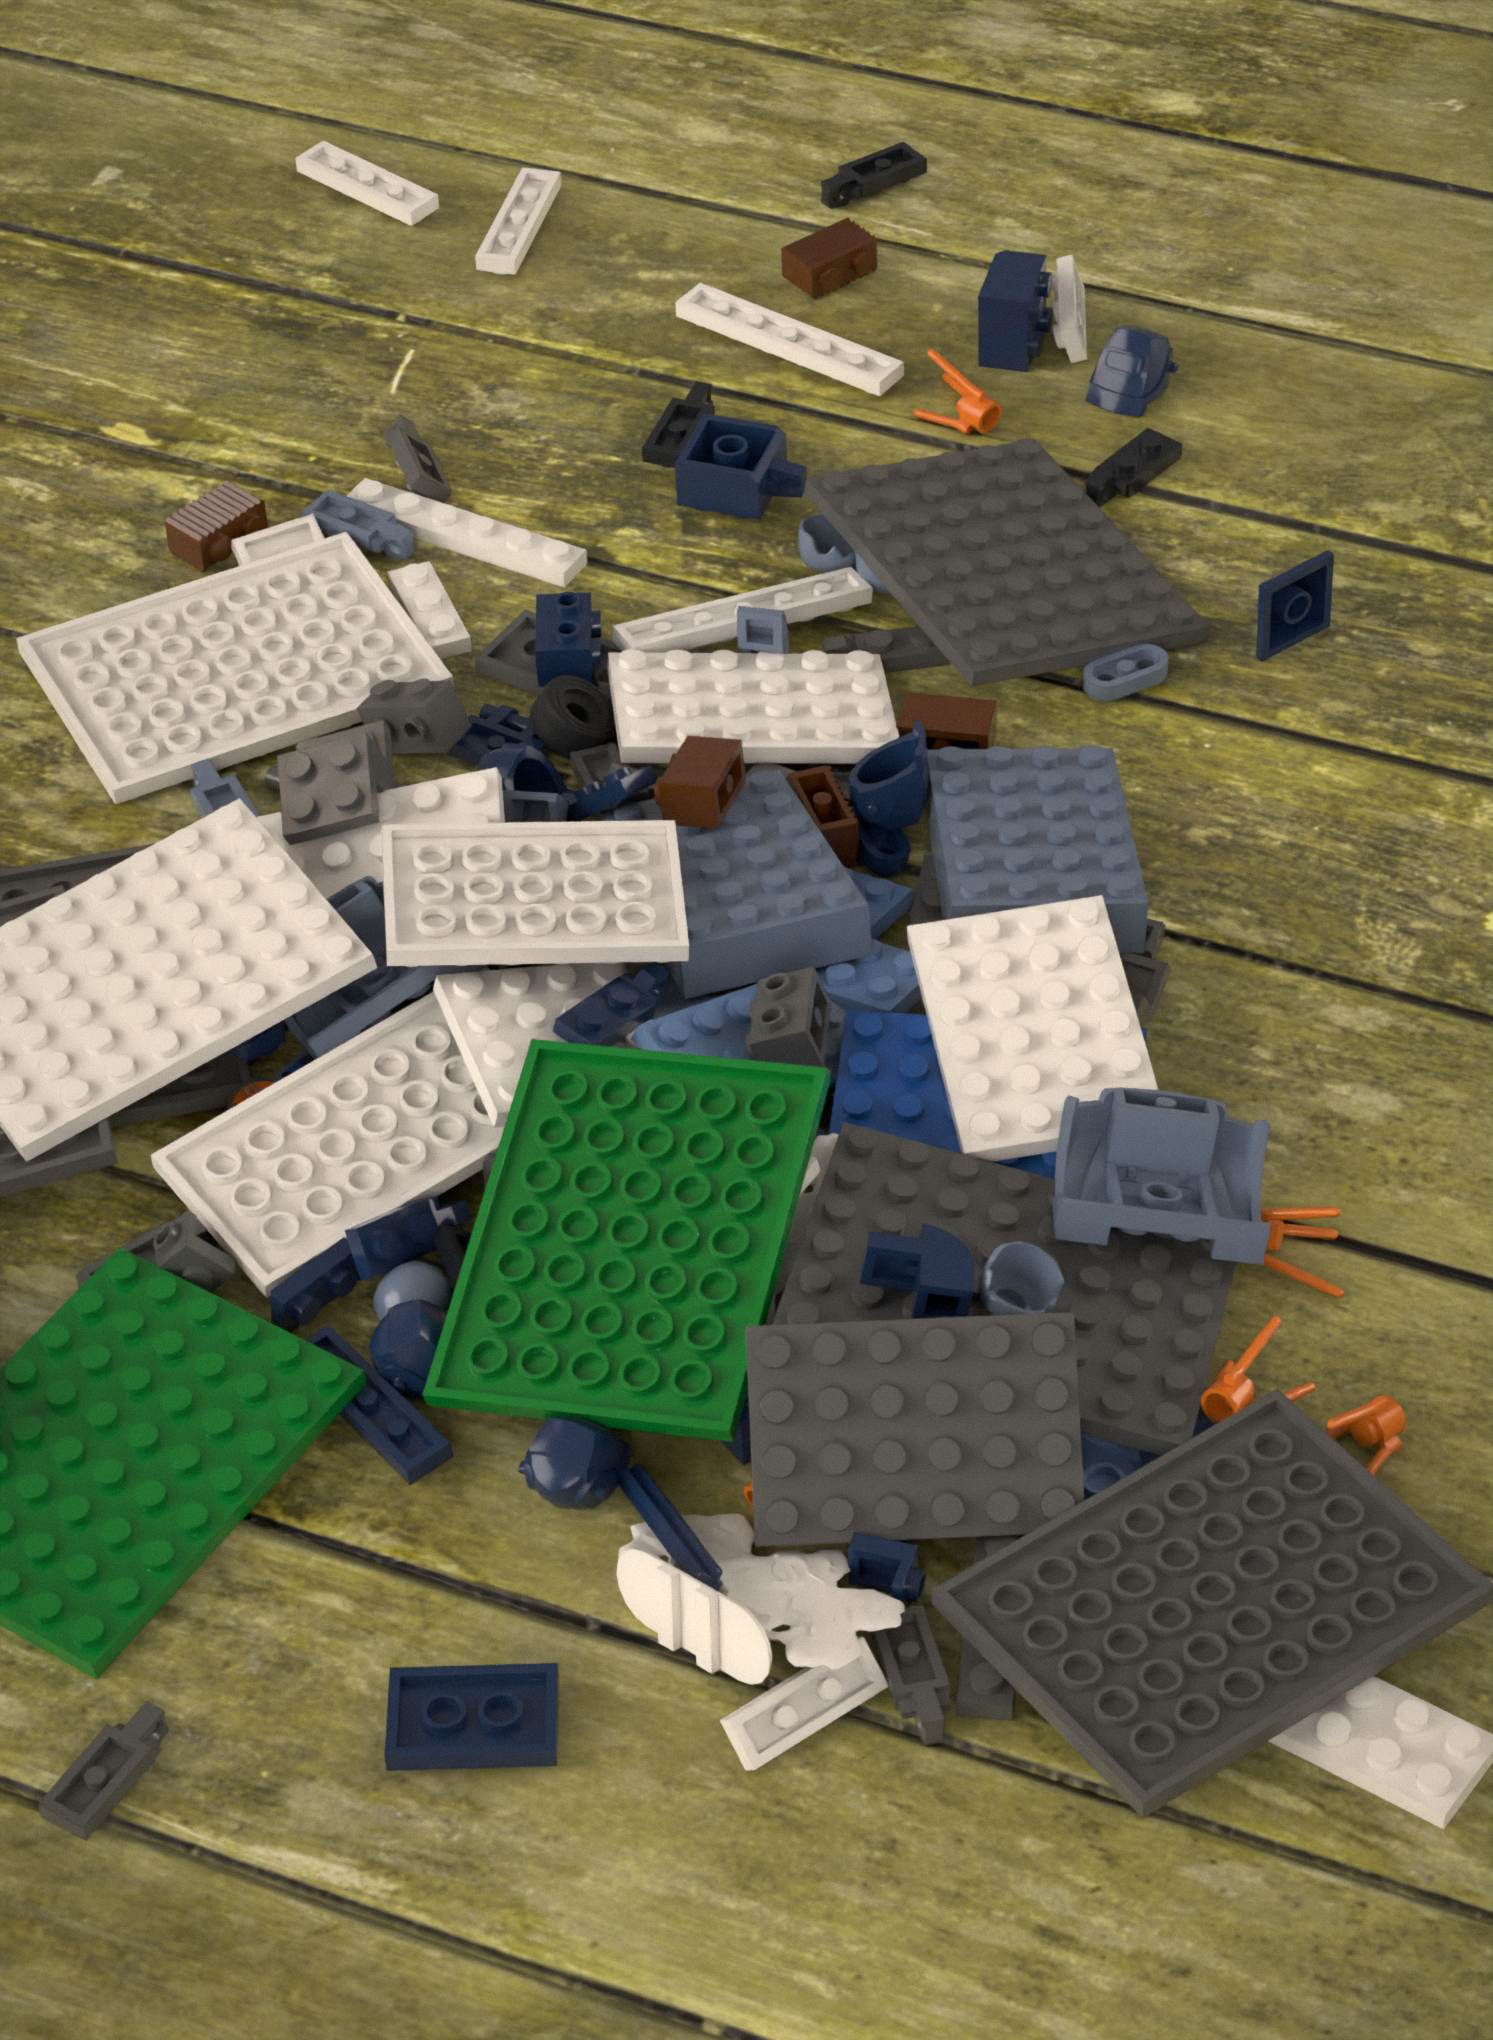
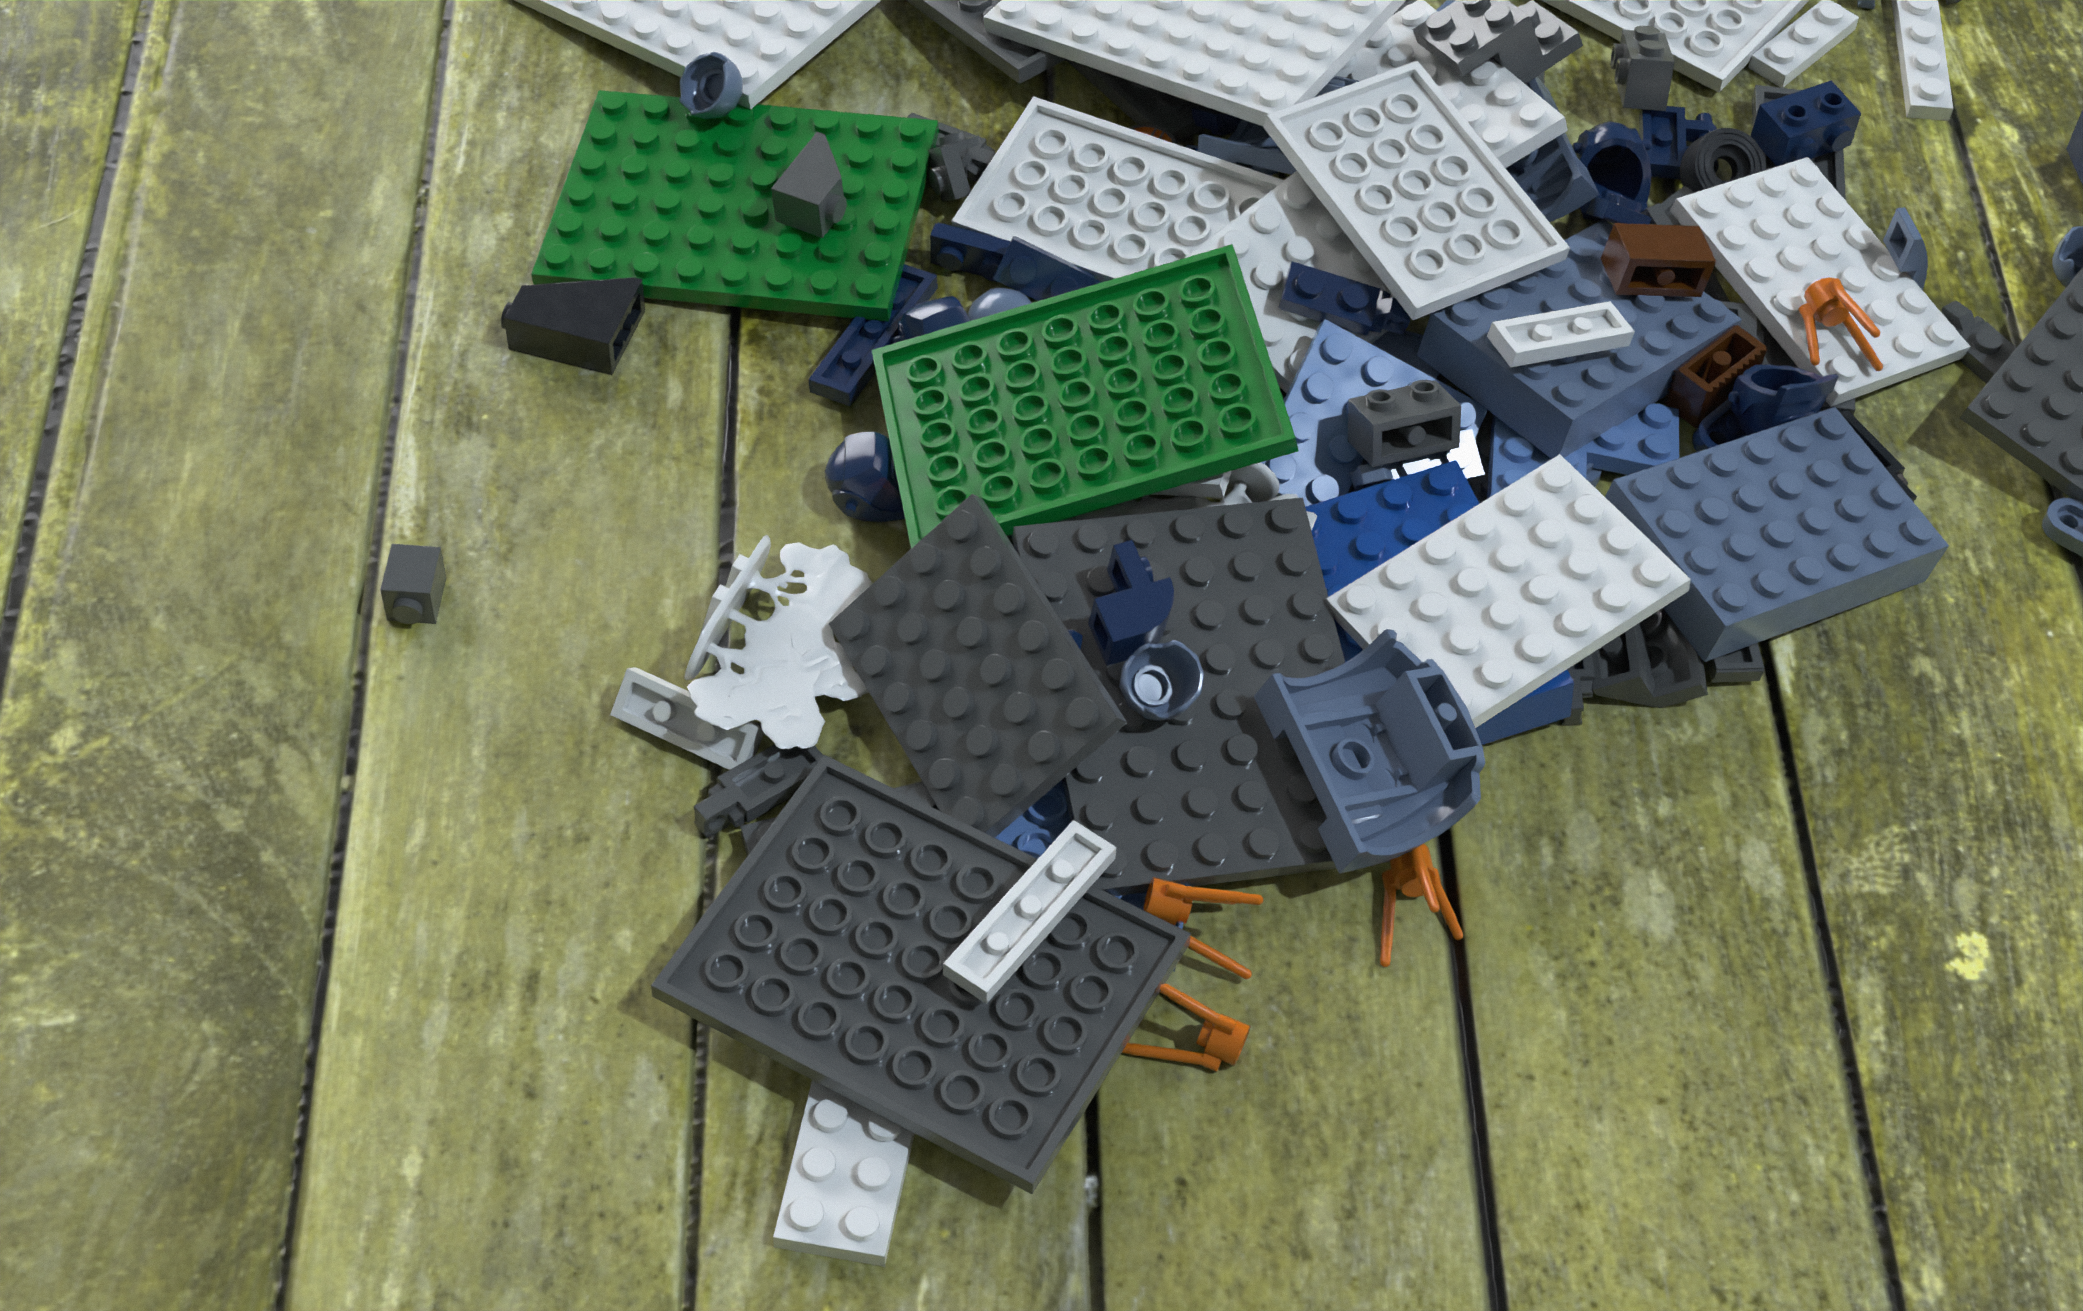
camera: 60 degrees right, 10 degrees up
(105, 1772) = (433, 320): dark grey hinge -> none
(175, 1363) = (810, 190): none -> dark grey slope
(198, 1642) = (576, 321): none -> black slope
(472, 1717) = (581, 514): dark blue plate -> none
(491, 1884) = (413, 584): none -> dark grey brick
(669, 1526) = (823, 563): dark blue axle -> none
(717, 619) = (1945, 234): white plate -> none
(773, 868) = (1560, 334): none -> white plate
(813, 701) = (1831, 306): none -> orange plant
(886, 1567) = (858, 742): dark blue bracket -> none
(949, 720) = (1907, 424): reddish brown brick -> none
(1210, 1483) = (1029, 911): none -> white plate

